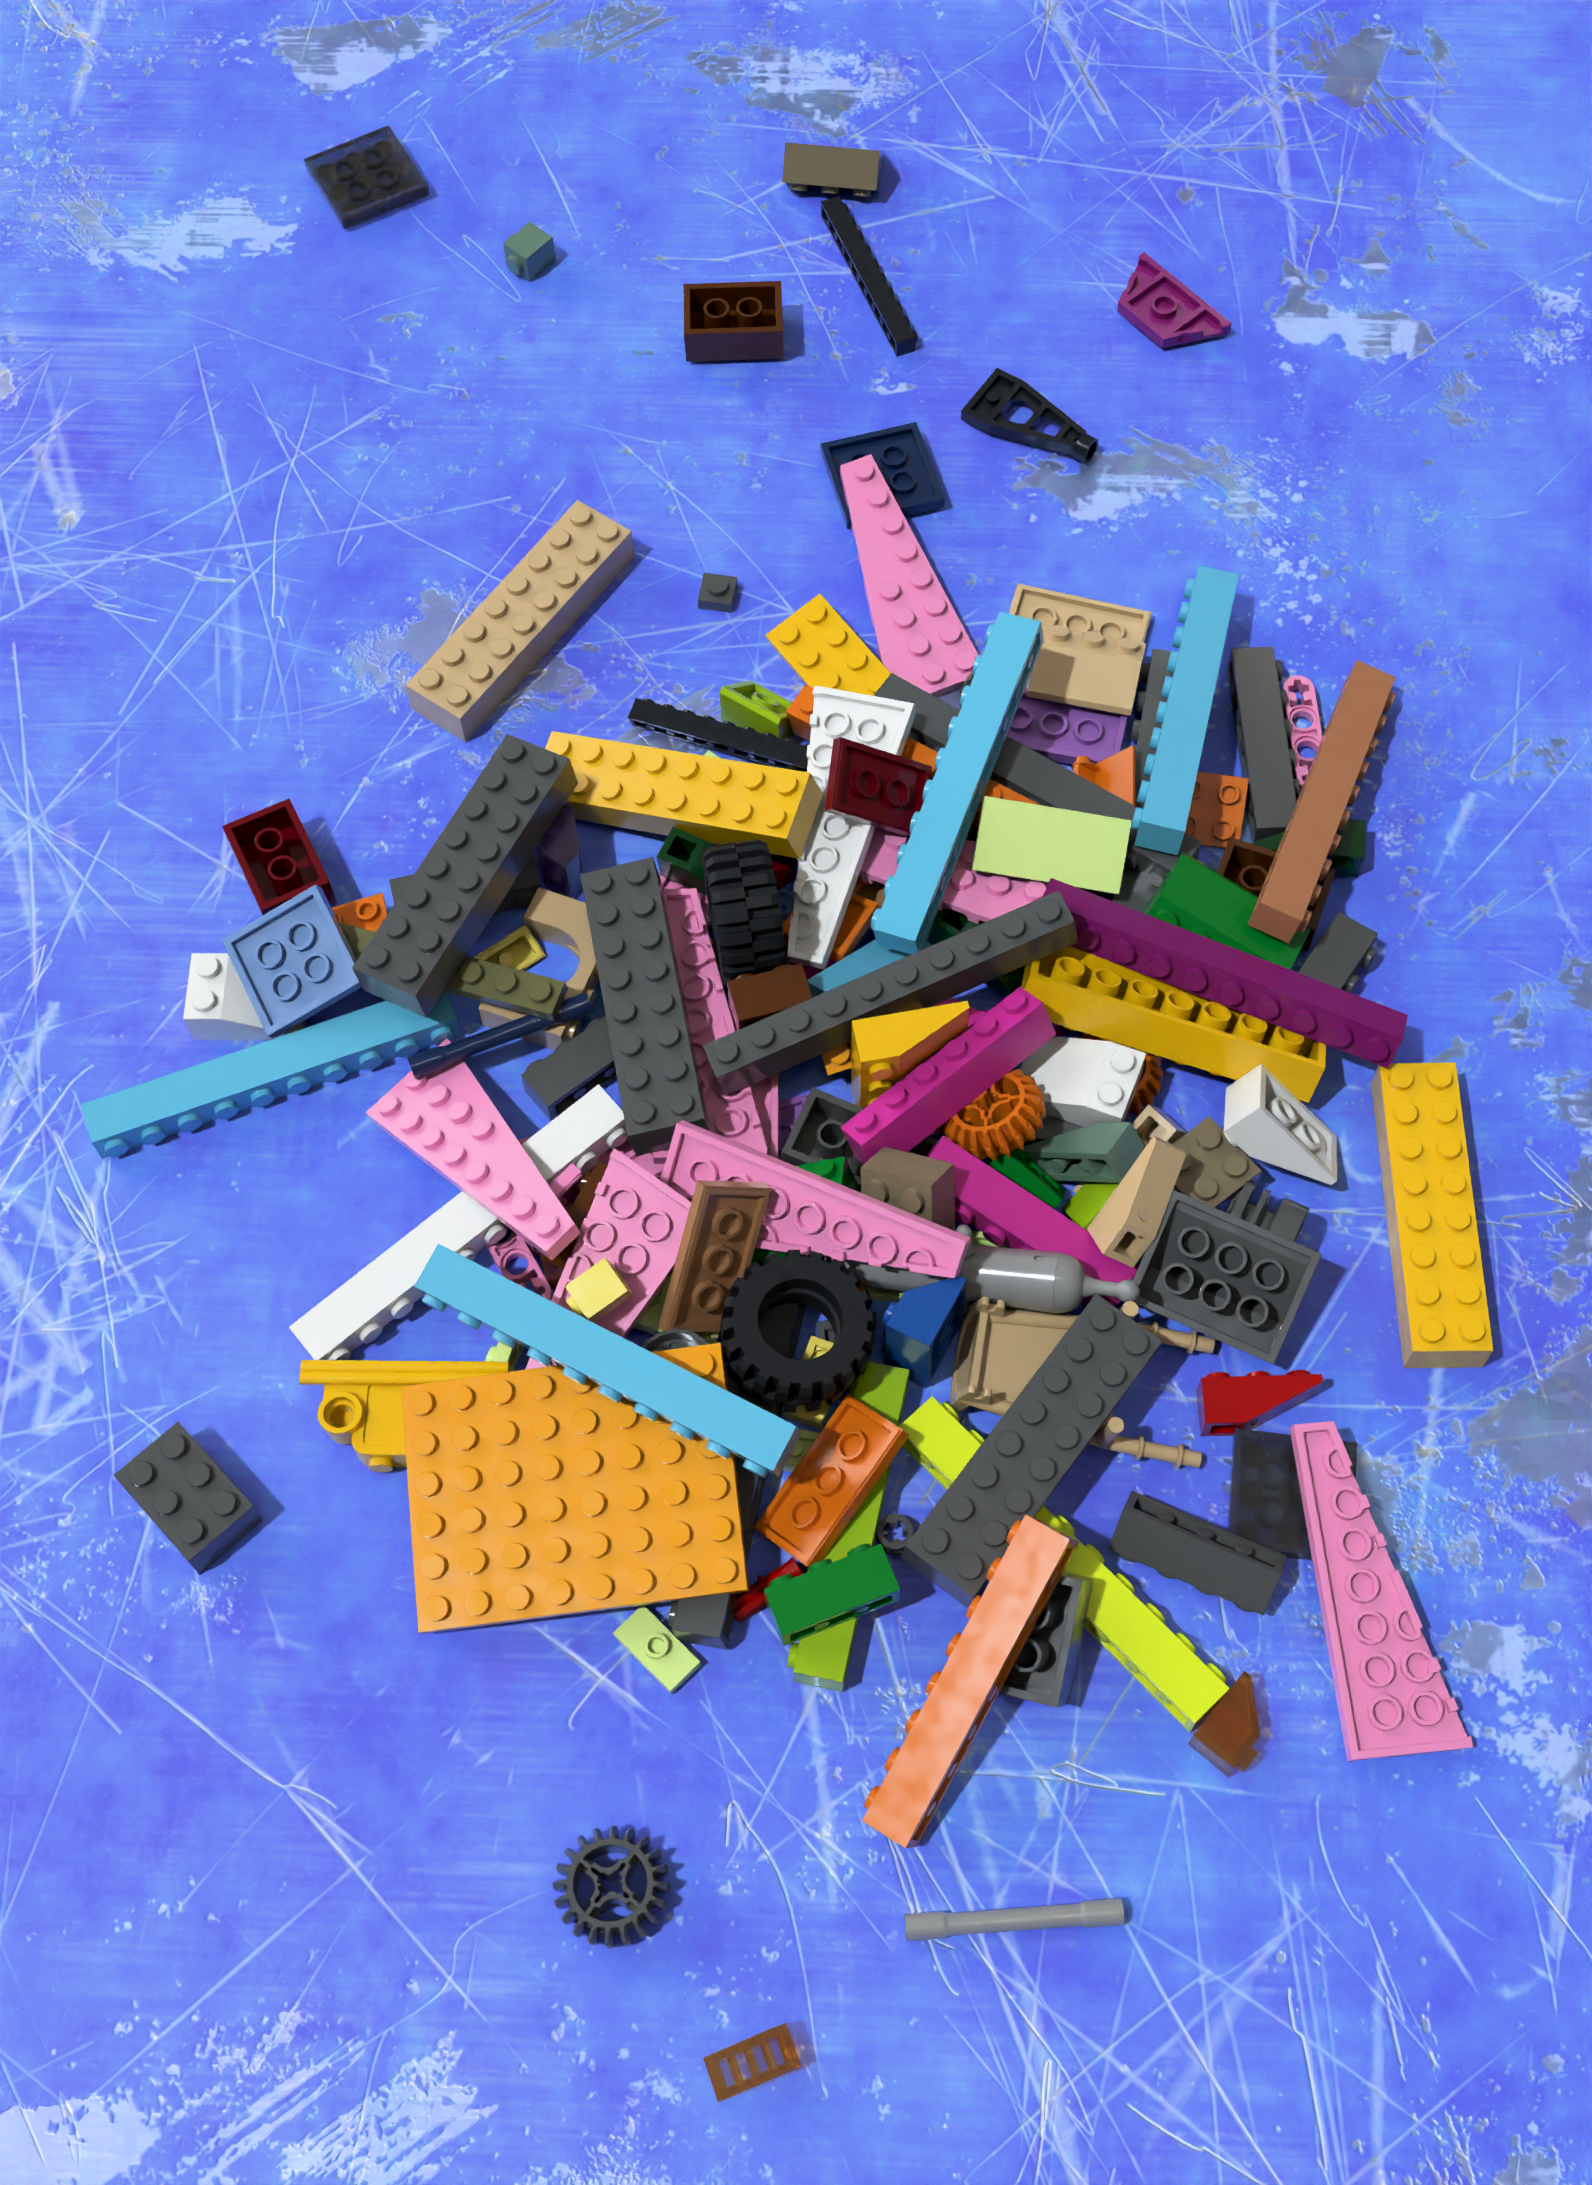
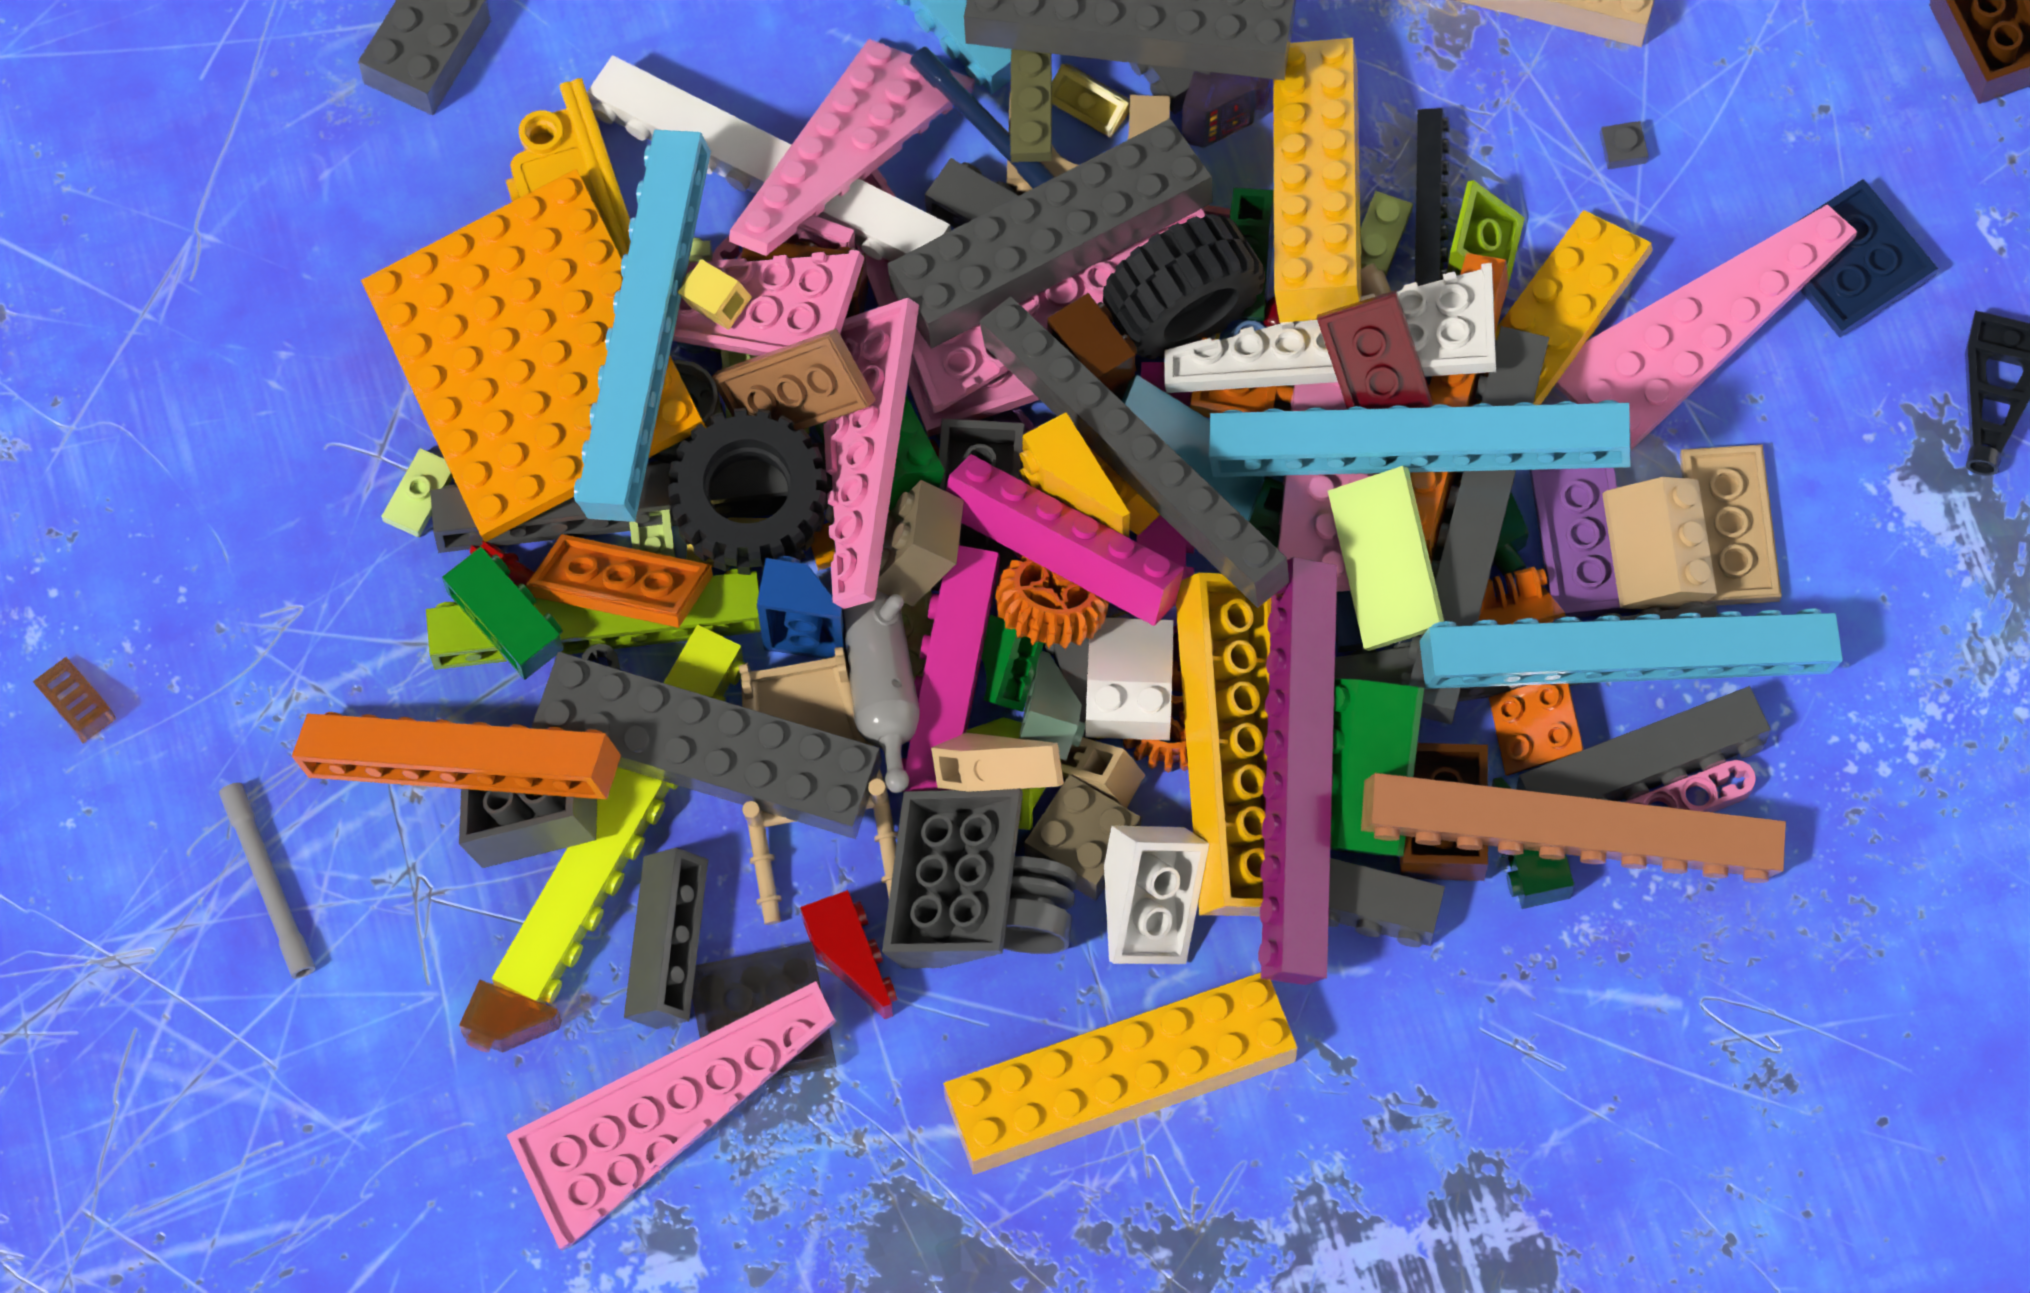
camera: 70 degrees right, 5 degrees up
(600, 1904) = (193, 498): dark grey gear -> none

